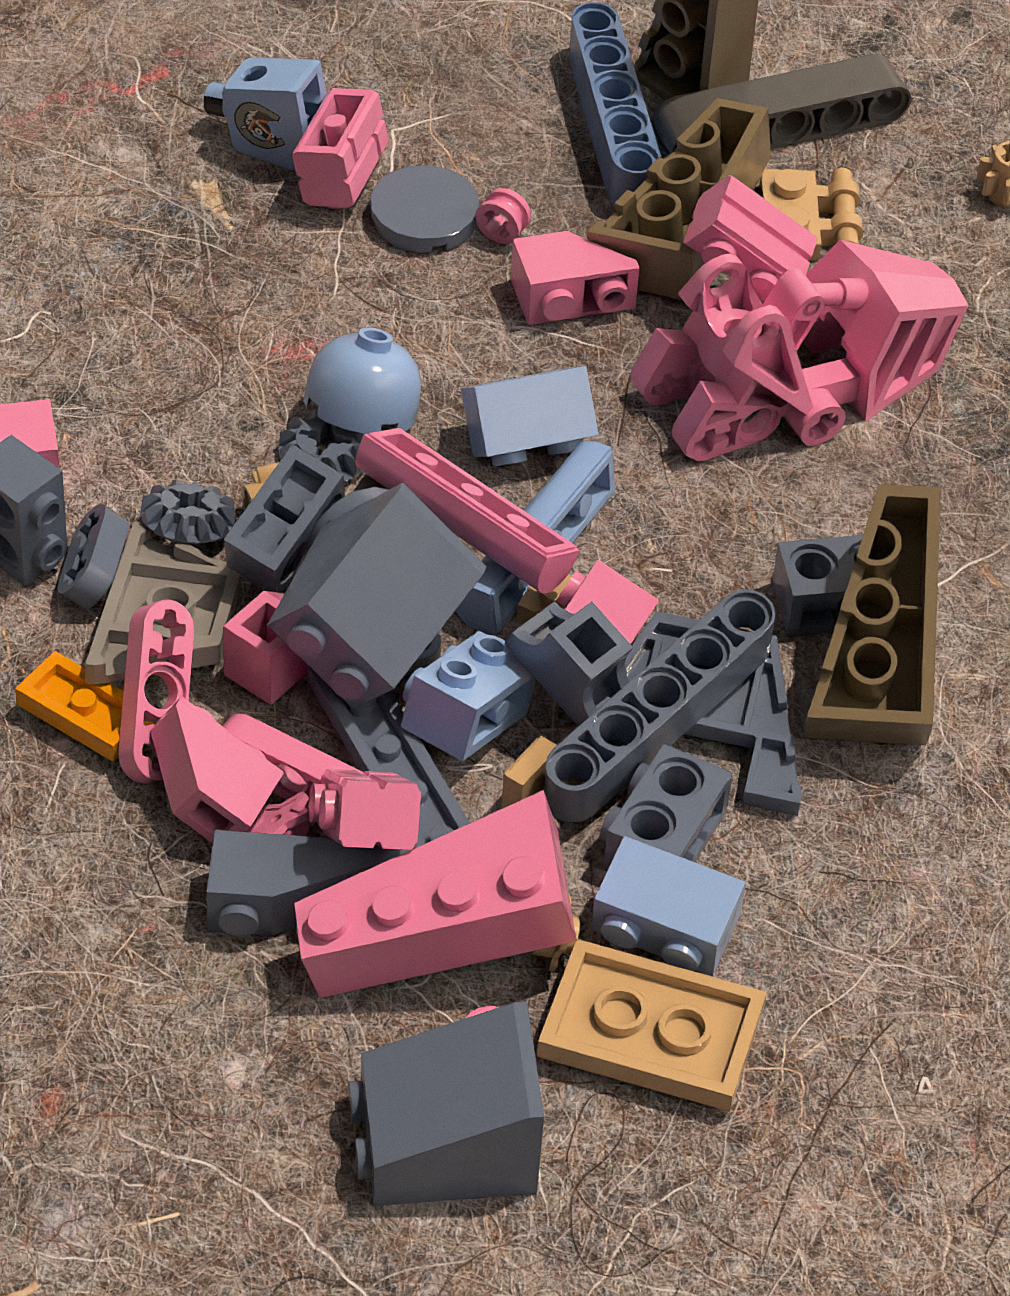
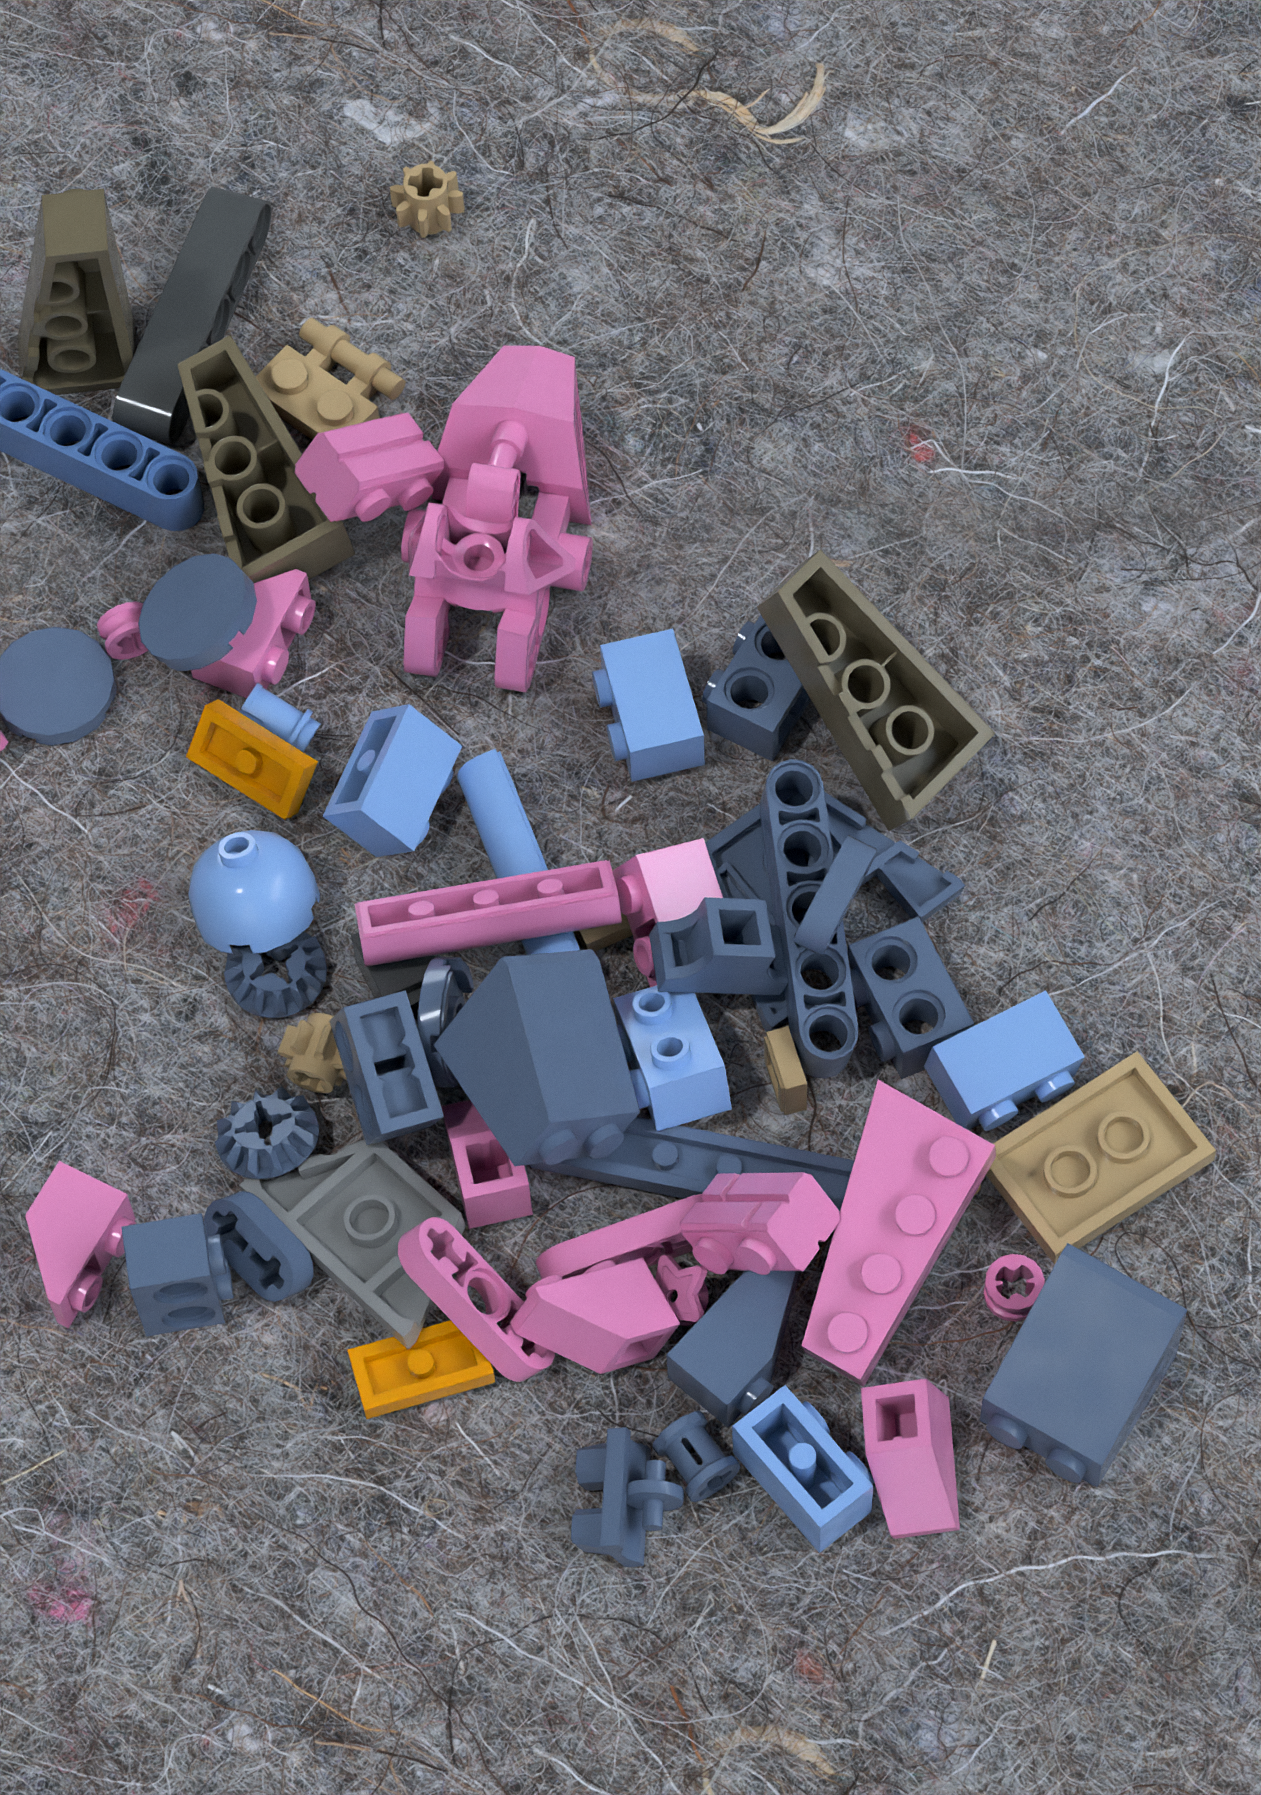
camera: 45 degrees left, 15 degrees up
(81, 887) = (632, 1497): none -> sand blue hips
(157, 913) = (690, 1433): none -> sand blue bush
(199, 977) = (803, 1468): none -> light blue brick
(276, 1041) = (911, 1456): none -> bright pink slope
(471, 334) = (251, 759): none -> light orange plate
(520, 344) = (280, 717): none -> light blue pin
(546, 218) = (197, 612): none -> sand blue tile
(678, 684) = (835, 895): none -> sand blue beam
(743, 520) = (651, 705): none -> light blue brick

